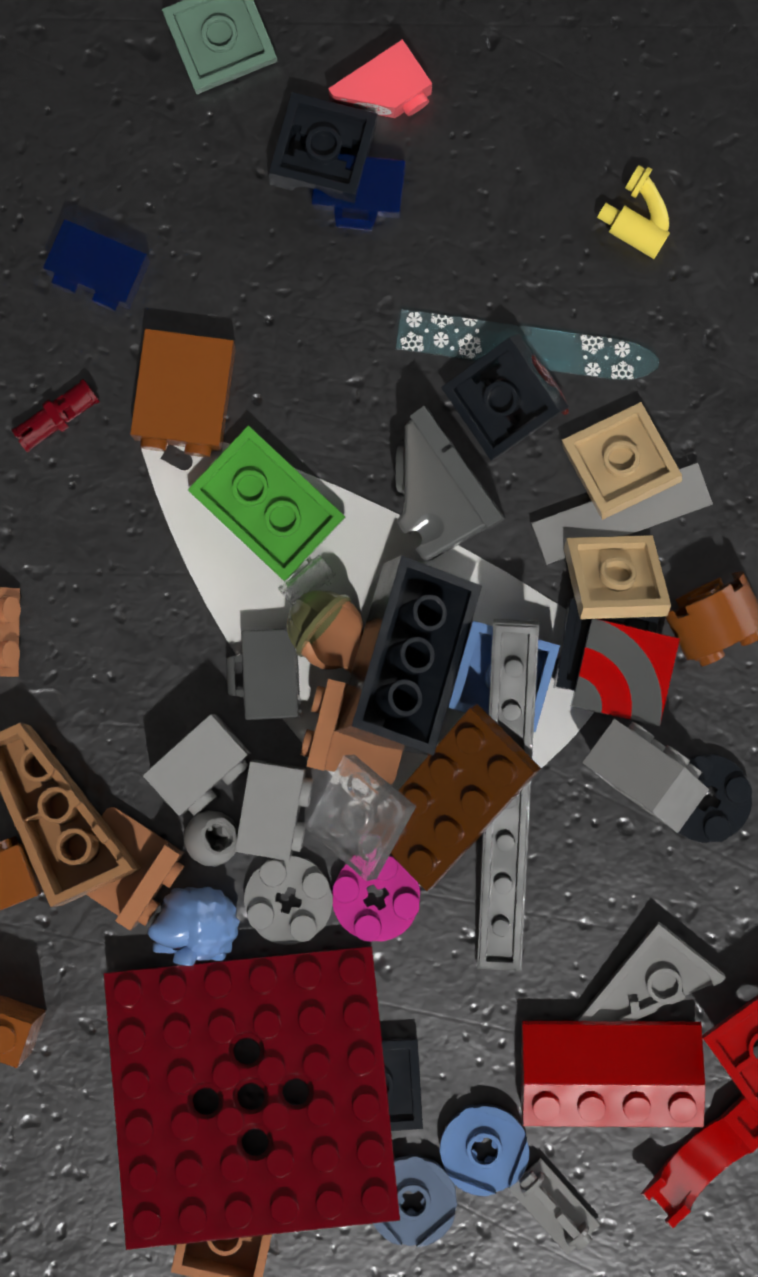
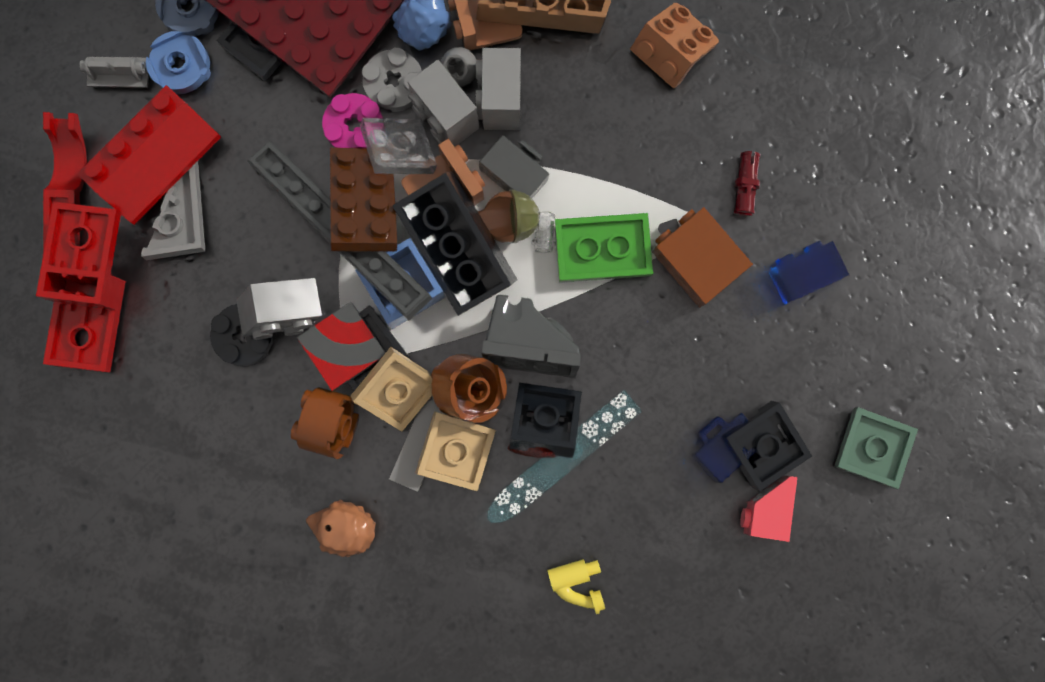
camera: 130 degrees right, 5 degrees down
(546, 504) = (468, 387): none -> dark orange brick

